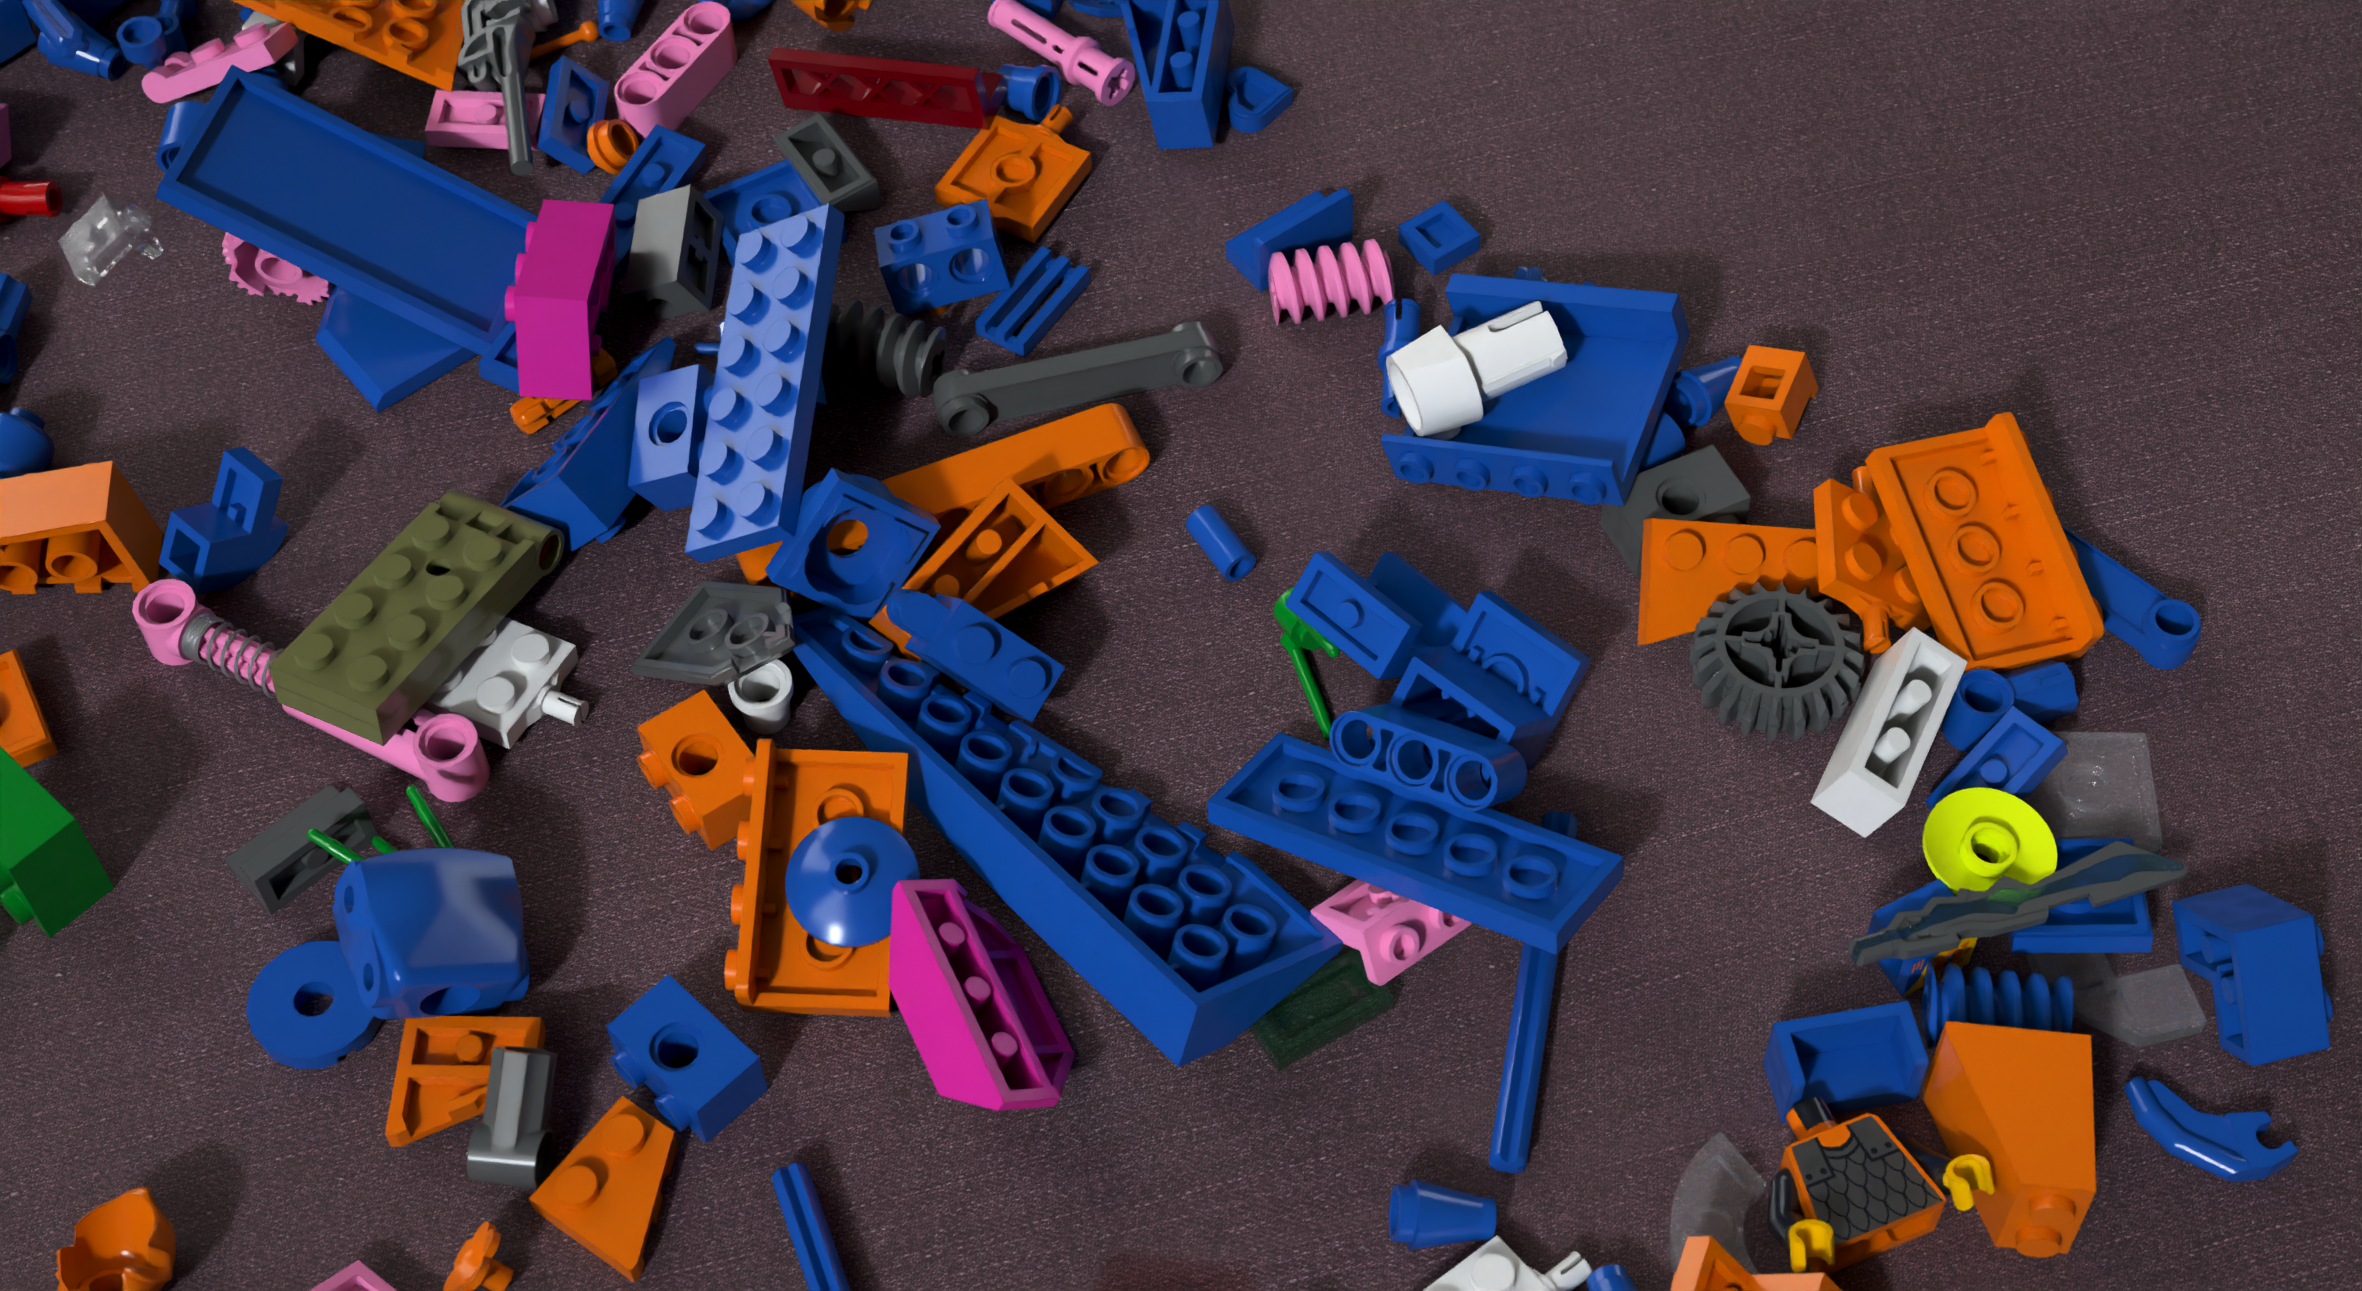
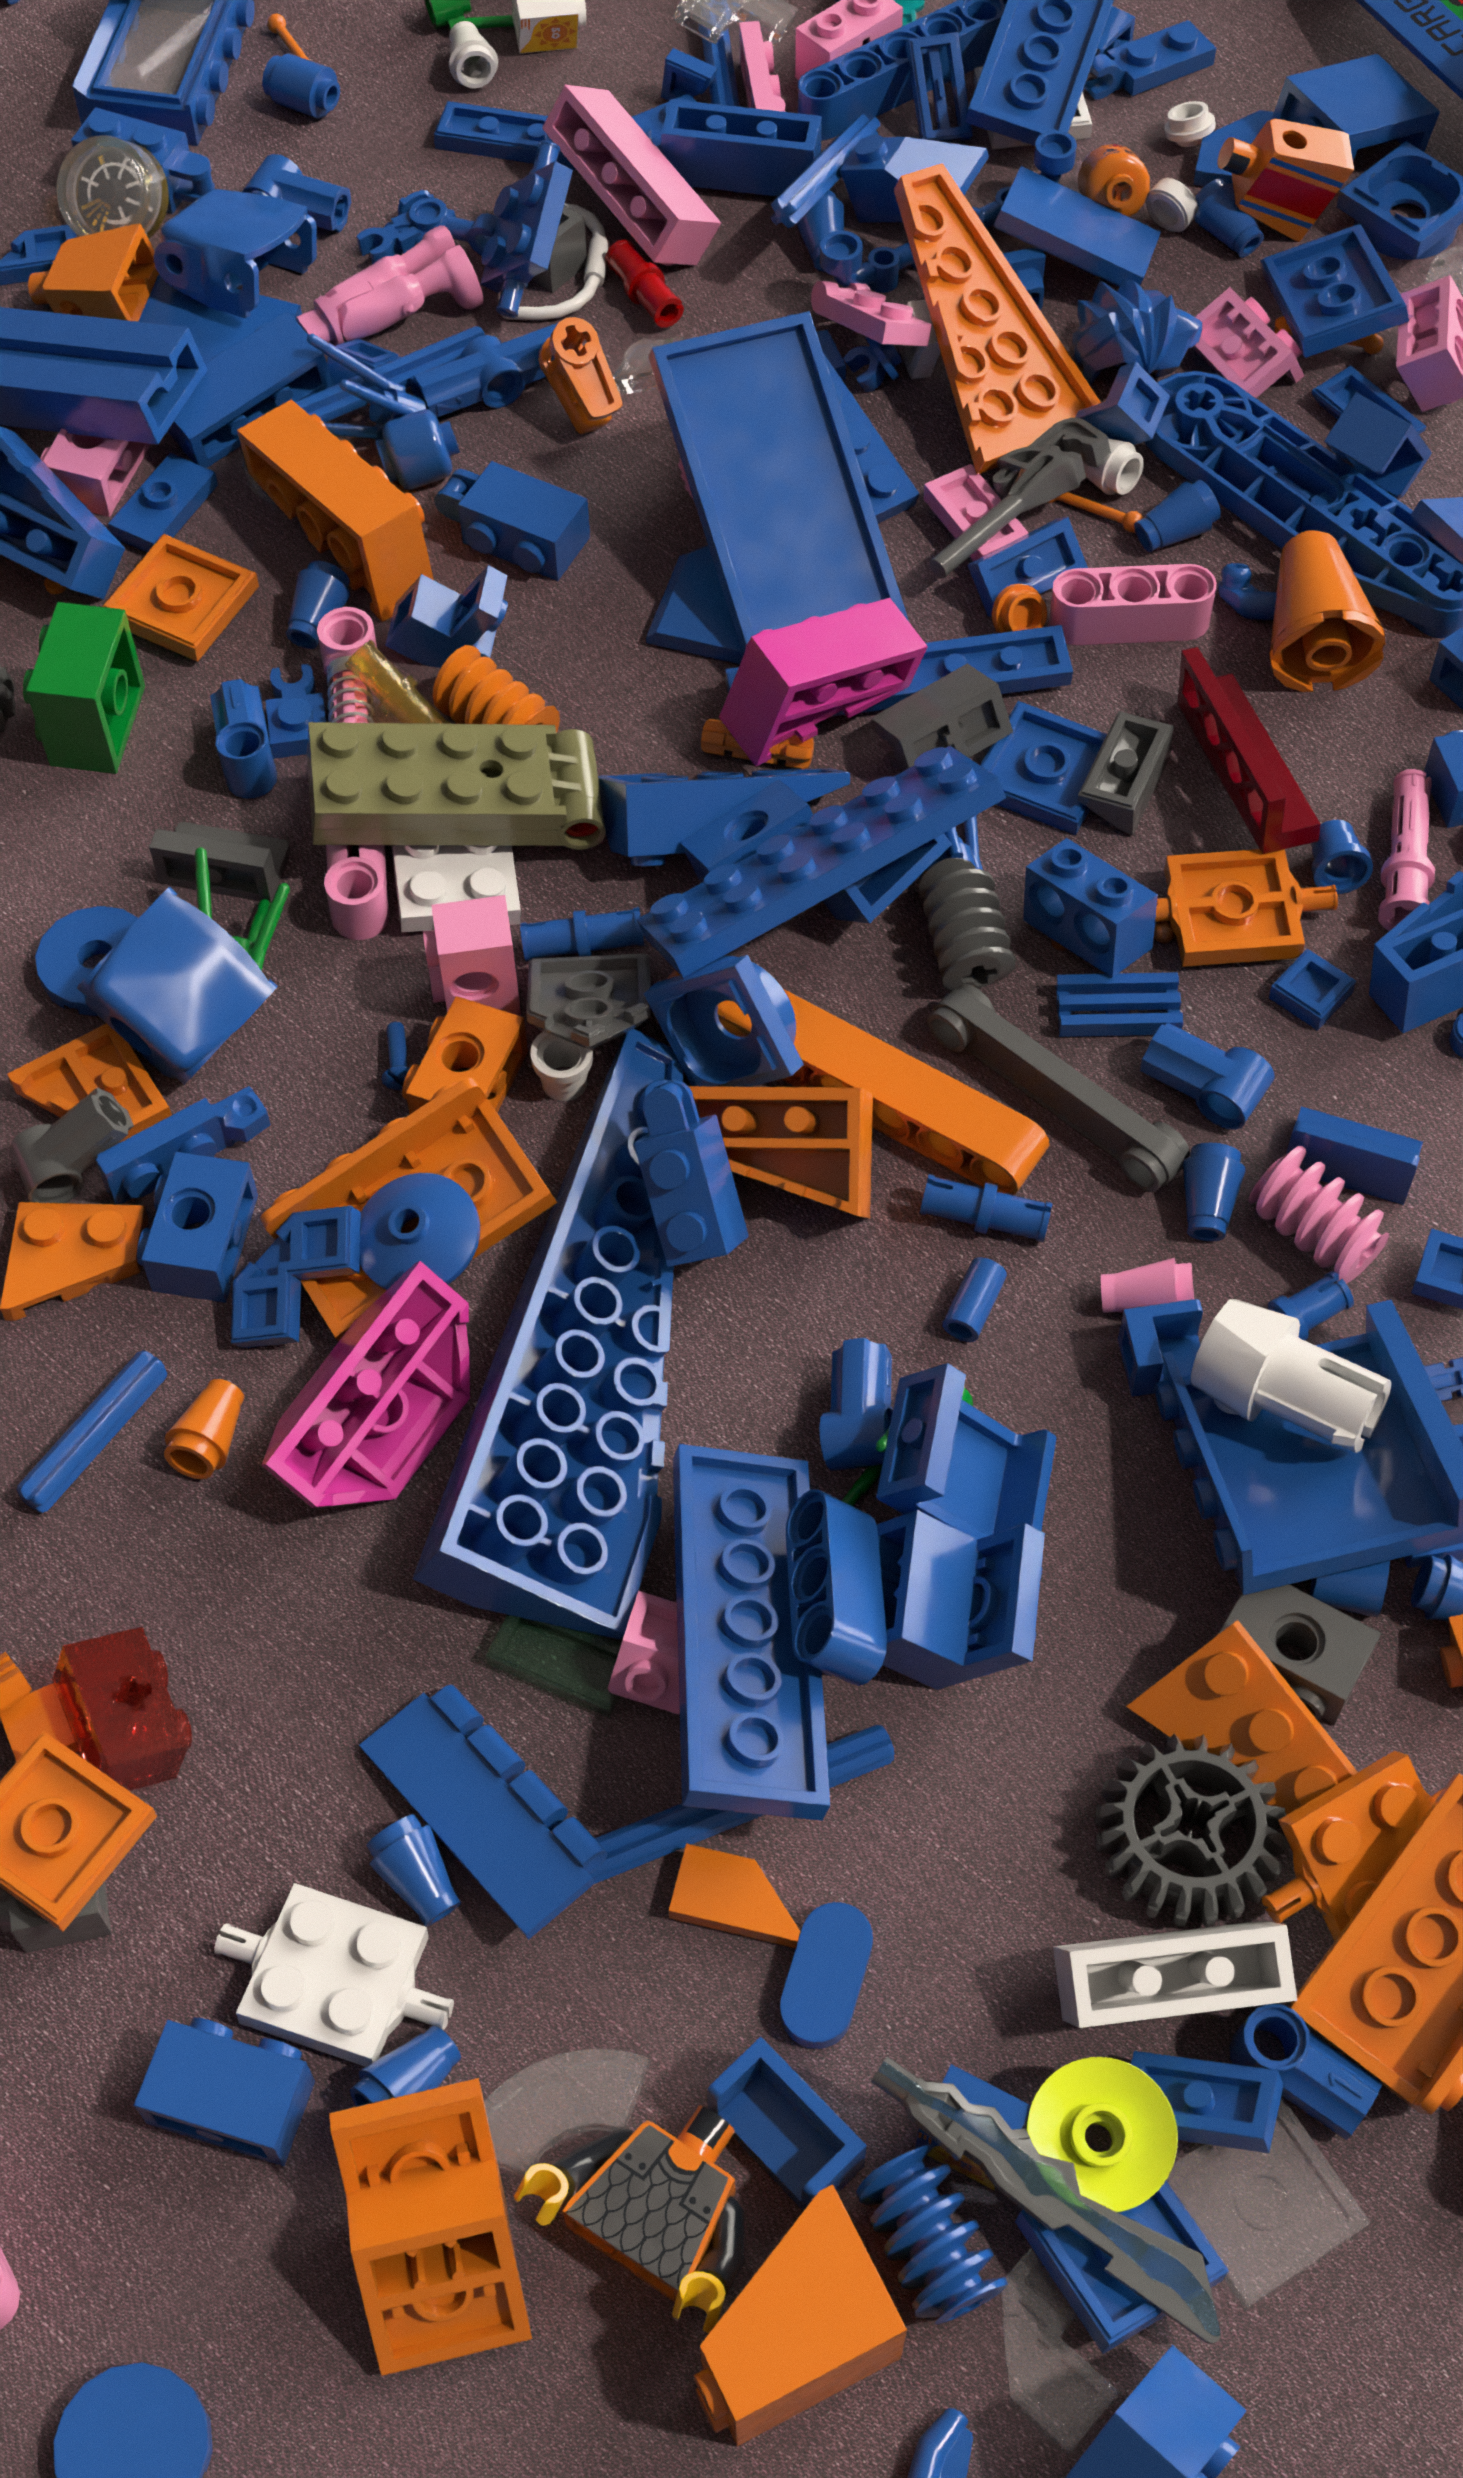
camera: 55 degrees right, 5 degrees up
(66, 289) = (580, 374): none -> orange piece
(95, 621) = (316, 593): none -> blue cone
(159, 423) = (517, 518): none -> blue brick
(190, 755) = (243, 739): none -> blue piece
(201, 711) = (291, 711): none -> blue plate
(263, 607) = (391, 687): none -> clear yellow pin
(339, 546) = (478, 693): none -> orange piece
(588, 1010) = (200, 1129): none -> blue hinge
(612, 688) = (472, 954): none -> bright pink brick
(641, 614) = (581, 934): none -> blue pin
(657, 826) = (395, 1076): none -> blue piece
(787, 981) = (269, 1291): none -> blue tile
(897, 1163) = (205, 1431): none -> orange cone
(1125, 179) = (1312, 989): none -> blue tile
(1146, 487) = (986, 1208): none -> blue pin
(1163, 274) = (1222, 1082): none -> blue piece
(1251, 337) = (1211, 1189): none -> blue cone
(1274, 675) = (858, 1405): none -> blue piece
(1310, 422) = (1147, 1286): none -> bright pink cone
(1355, 451) = (1157, 1330): none -> blue panel
(1433, 1139) = (486, 1807): none -> blue windscreen
(1616, 1002) = (730, 1896): none -> orange tile
(1727, 972) = (826, 1975): none -> blue tile

